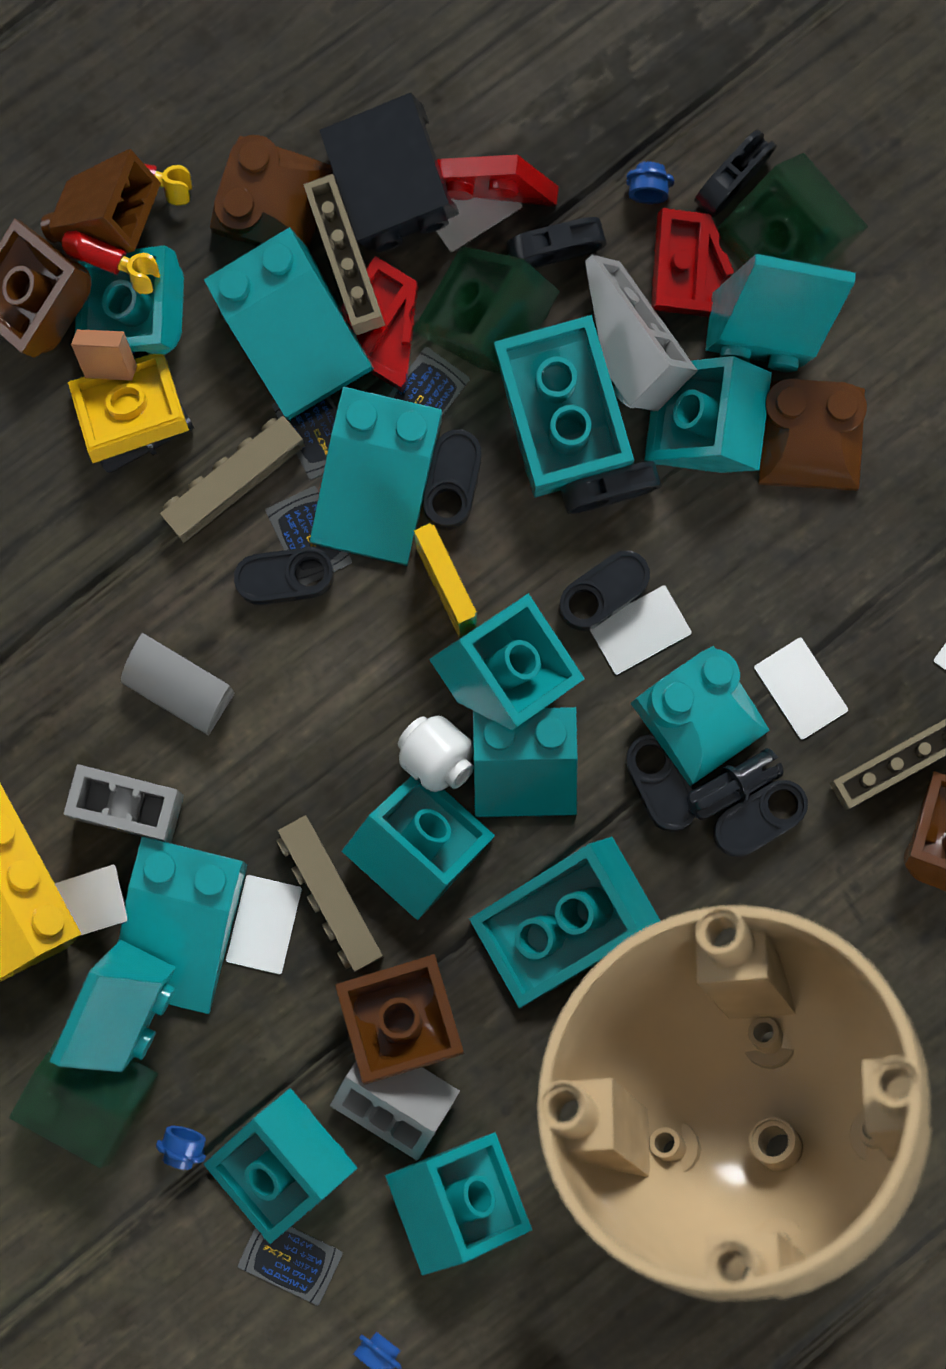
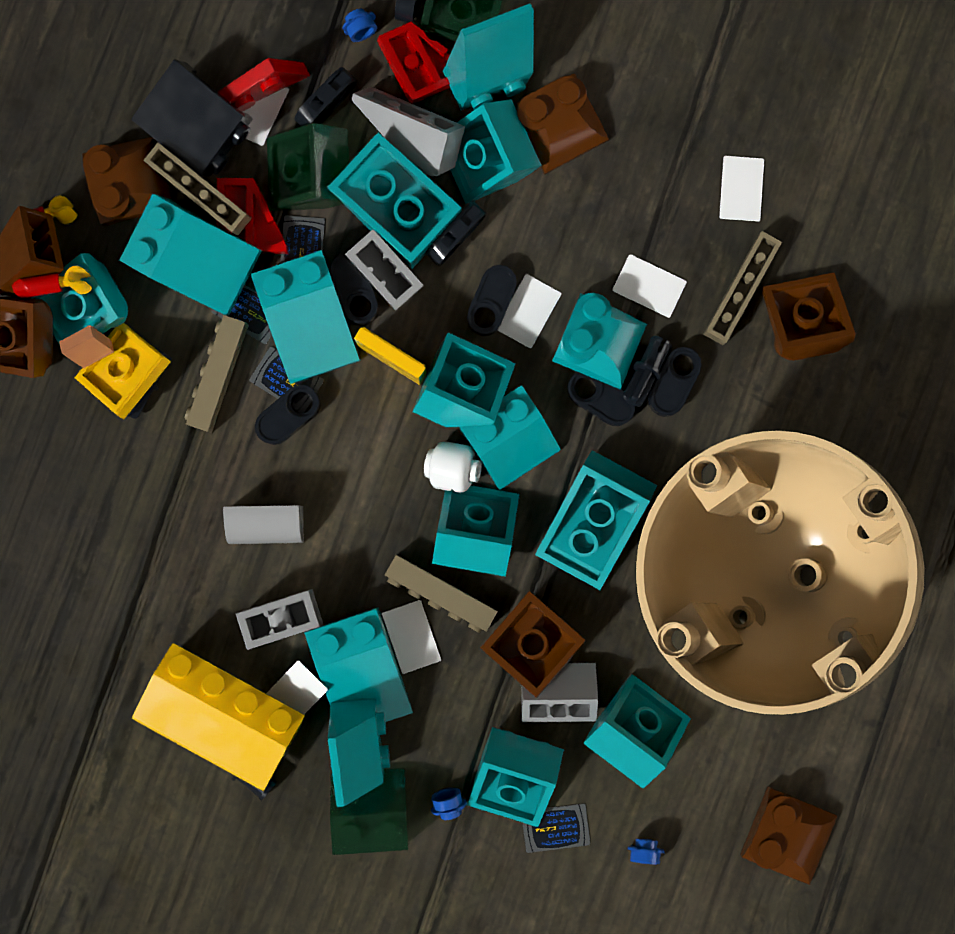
camera: 40 degrees left, 5 degrees up
(500, 477) = (384, 269): none -> light grey brick

